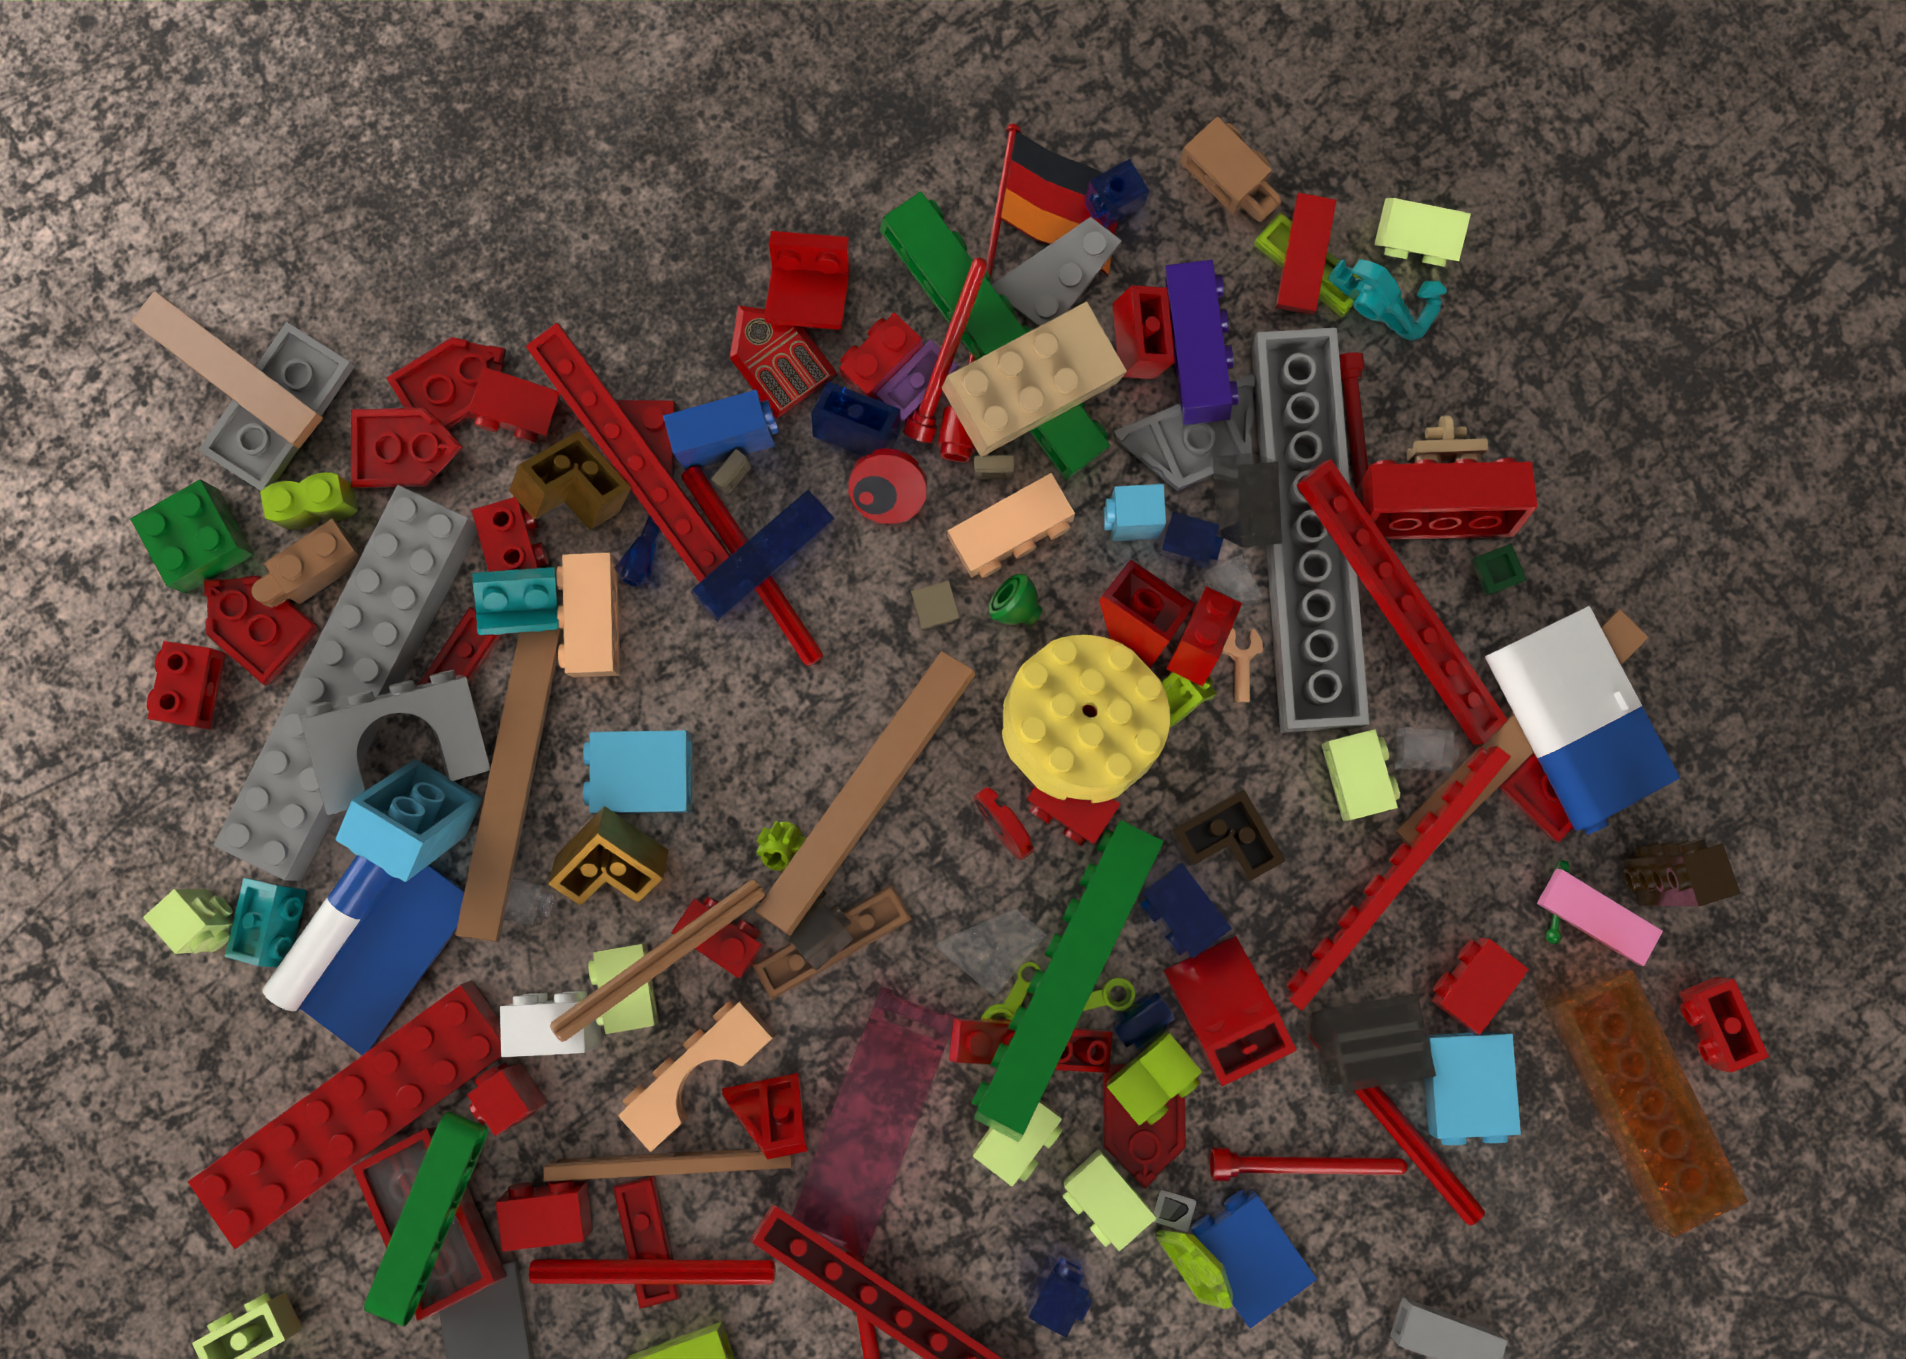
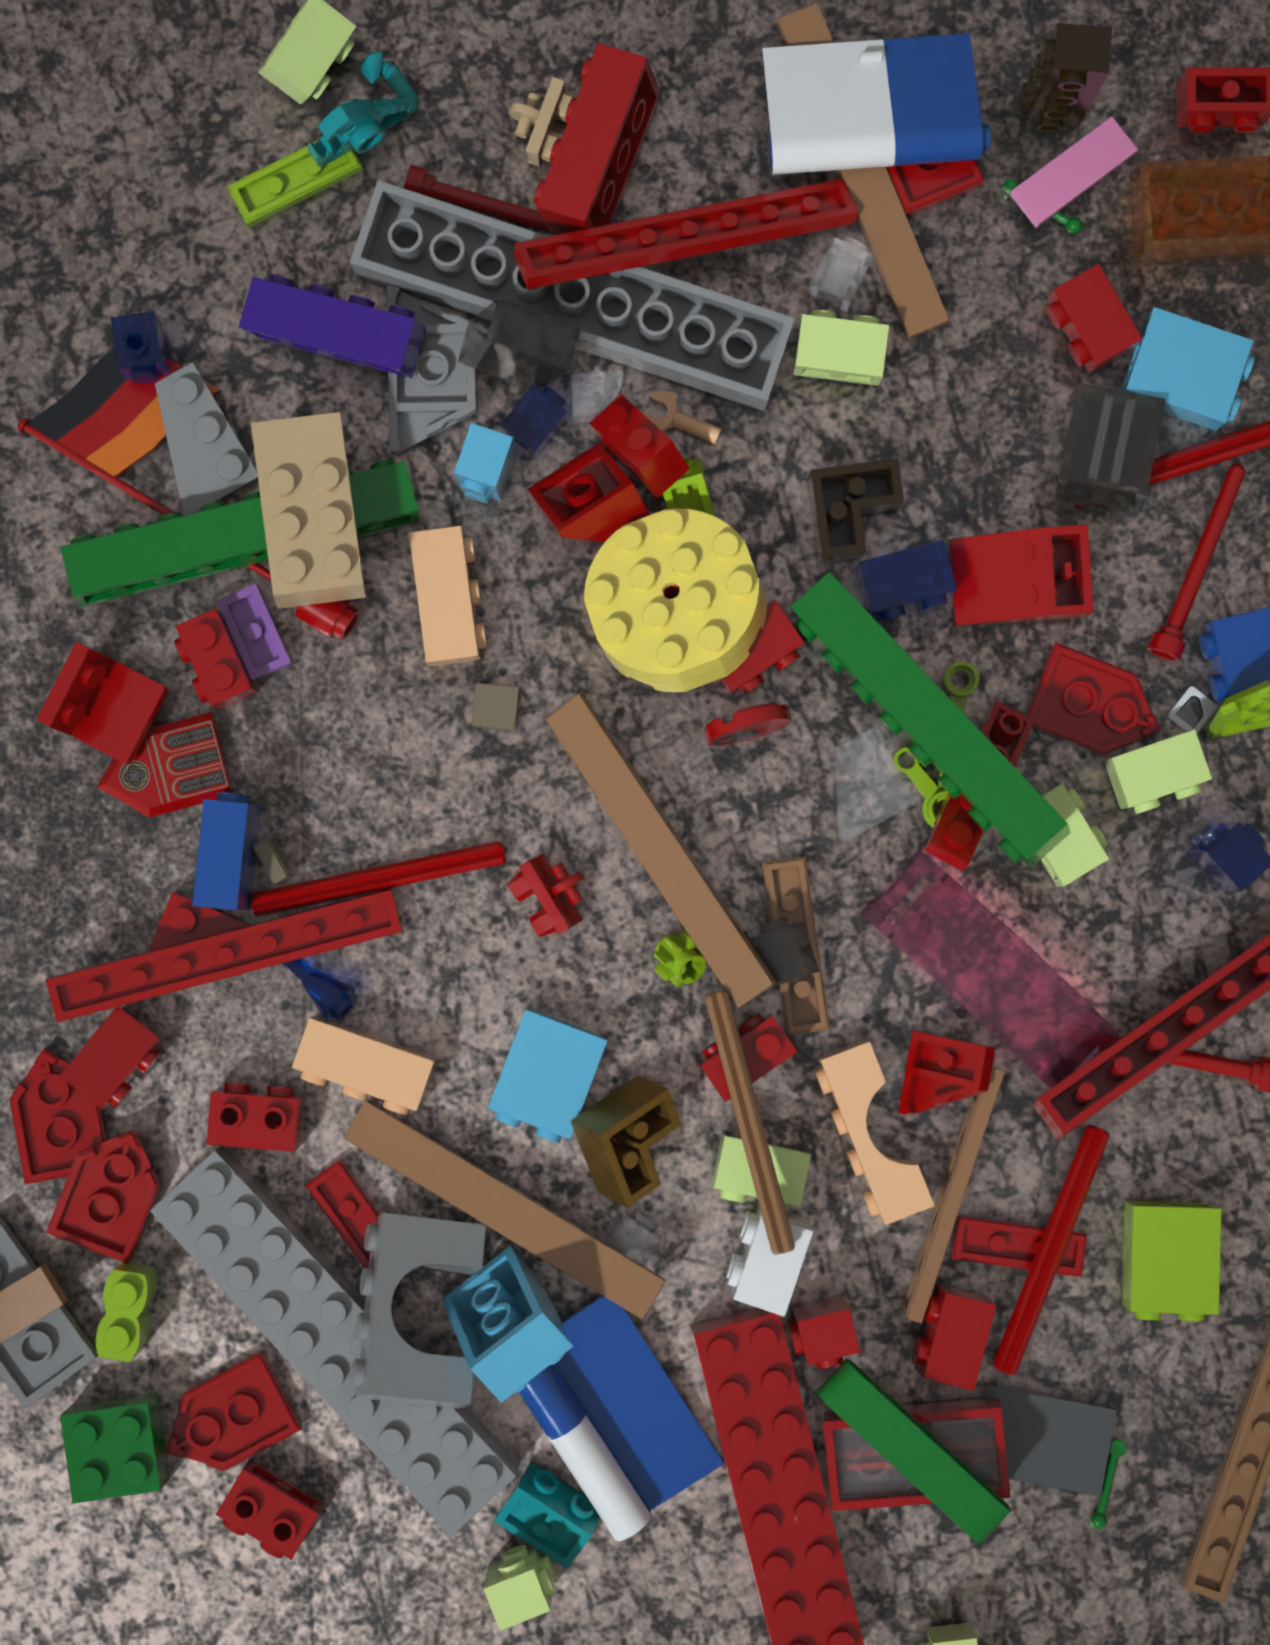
camera: 70 degrees left, 5 degrees up
(307, 566) = (196, 1337): medium nougat brick -> none
(515, 601) = (321, 1134): teal bracket -> none
(574, 475) = (211, 1025): pearl gold brick -> none
(762, 555) = (374, 862): clear blue plate -> none
(796, 715) = (553, 890): none -> red hips
(854, 420) = (274, 712): clear blue brick -> none
(887, 486) = (354, 705): red tile -> none
(922, 423) = (301, 645): red piece -> none
(994, 467) = (377, 589): dark tan tile -> none
(1015, 602) = (525, 623): green brick -> none
(1143, 331) = (298, 378): red brick -> none
(1143, 1021) = (997, 665): clear blue brick -> none
(1154, 1079) = (1059, 676): lime brick -> none
(1230, 169) = (162, 217): medium nougat brick -> none
(1306, 253) = (283, 178): red tile -> none
(1406, 862) = (946, 340): red plate -> none
(1498, 569) = (689, 122): dark green tile -> none

